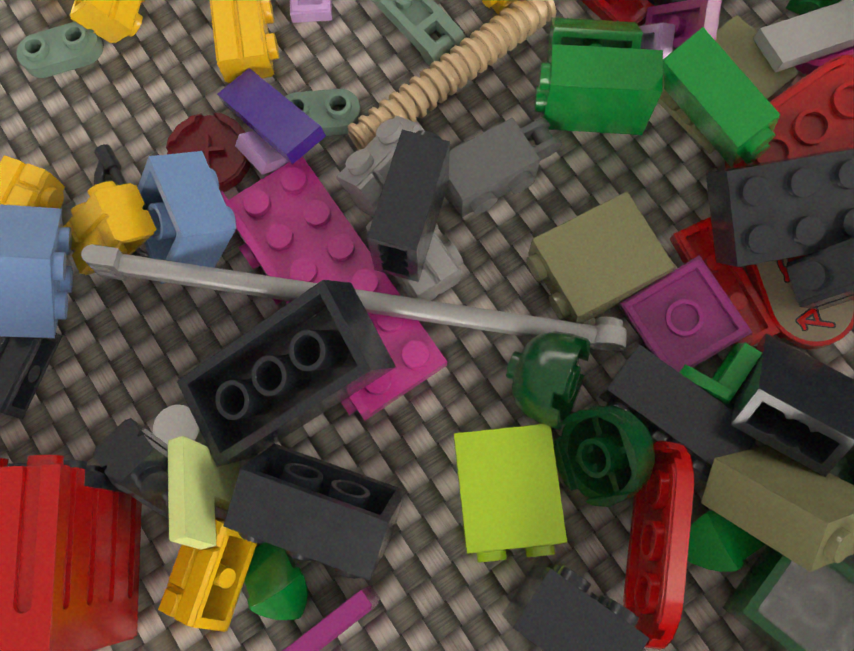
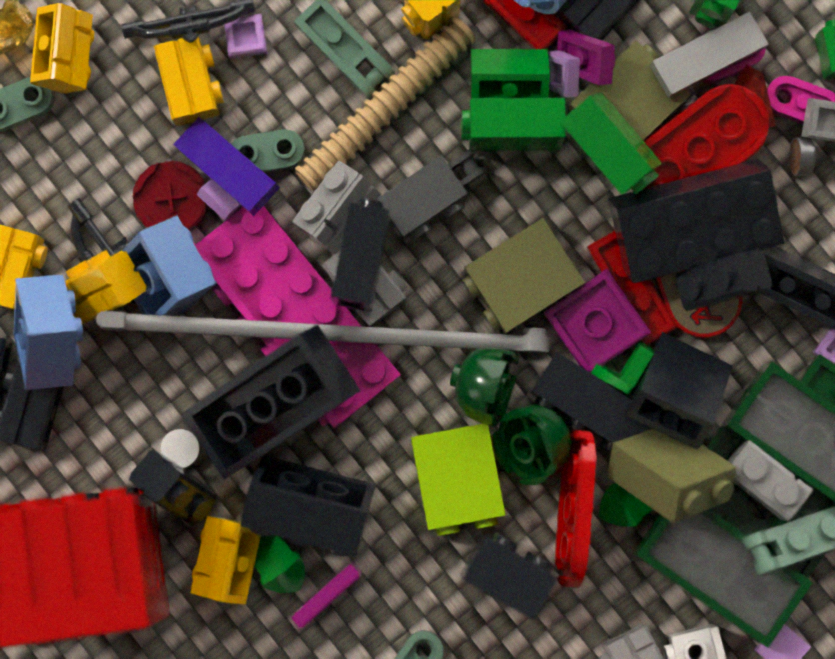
camera: 10 degrees left, 10 degrees up
(195, 490) = (212, 500): yellowish green tile -> none

